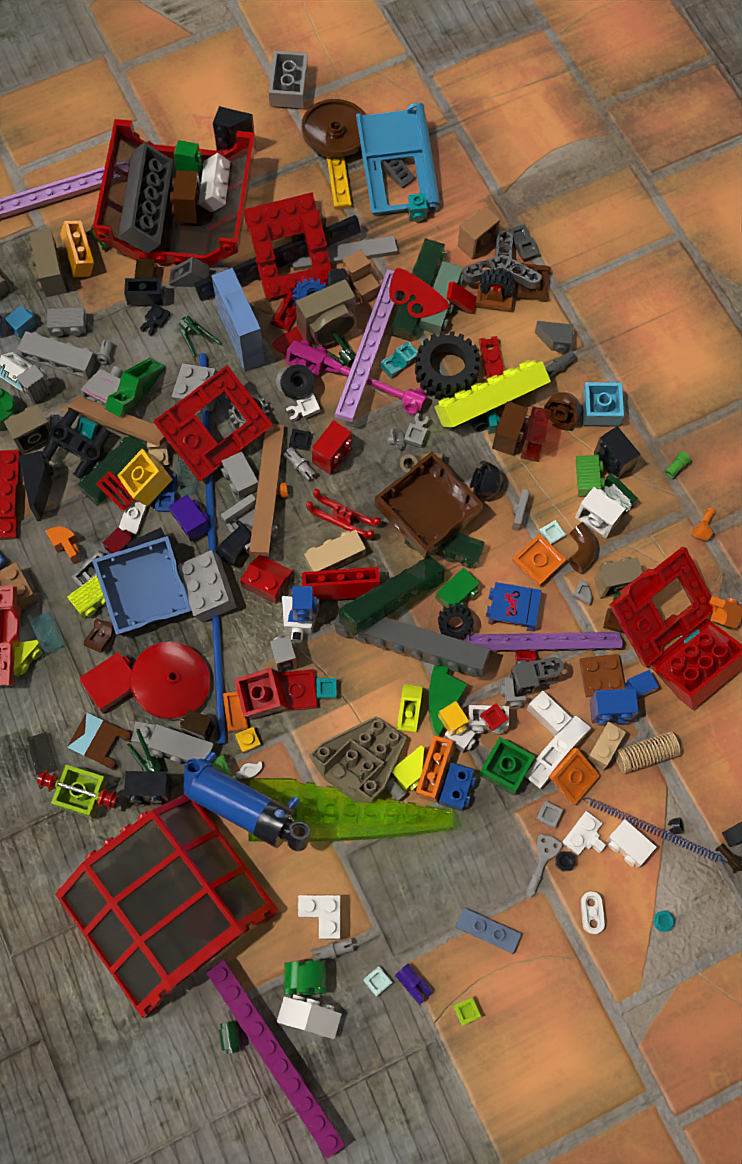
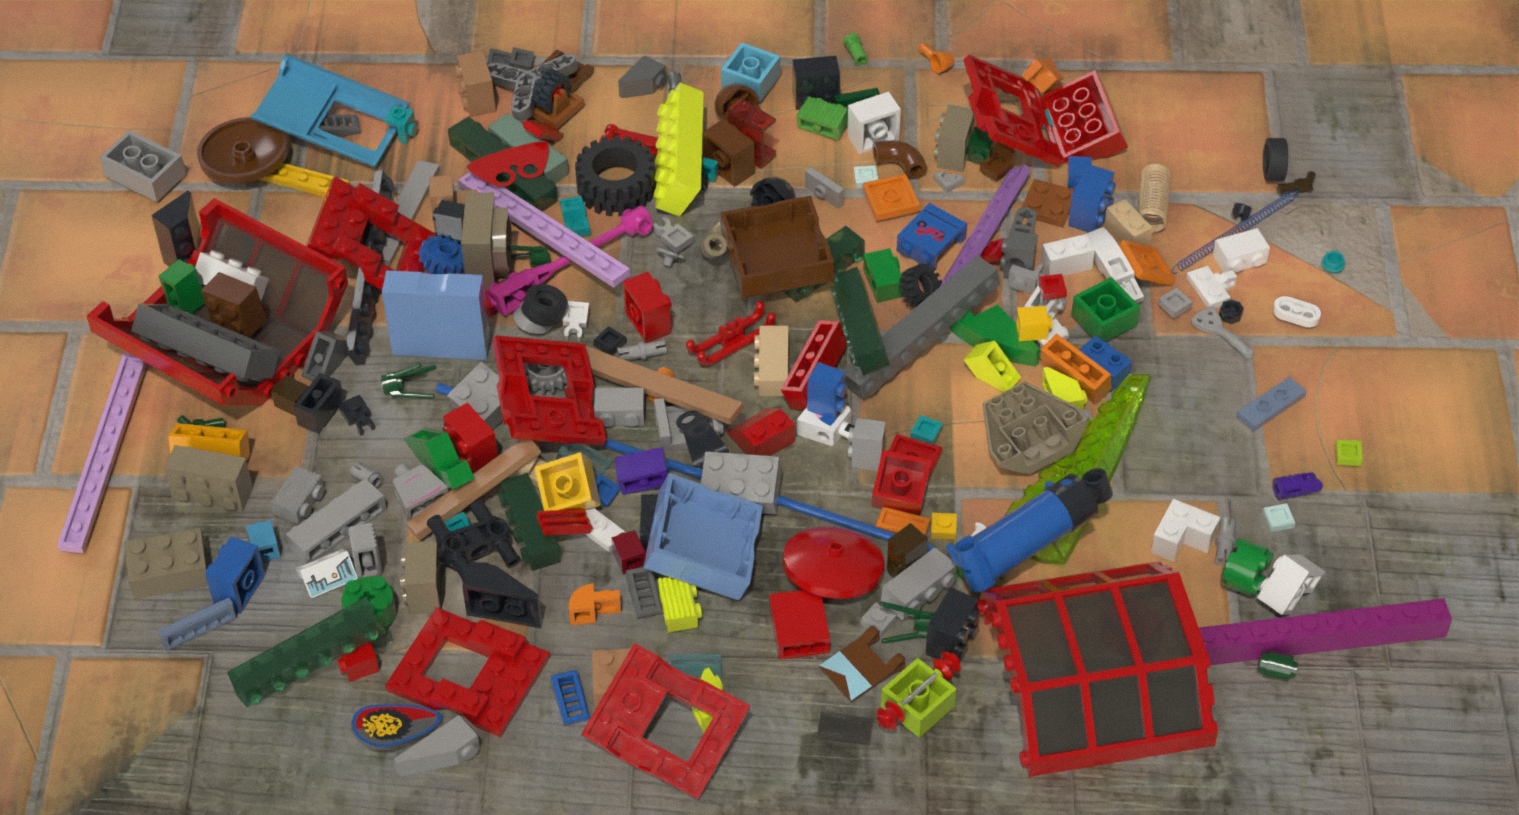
camera: 60 degrees left, 20 degrees down
(99, 636) = (732, 612): reddish brown bracket -> none
(155, 396) = (470, 436): none -> red brick

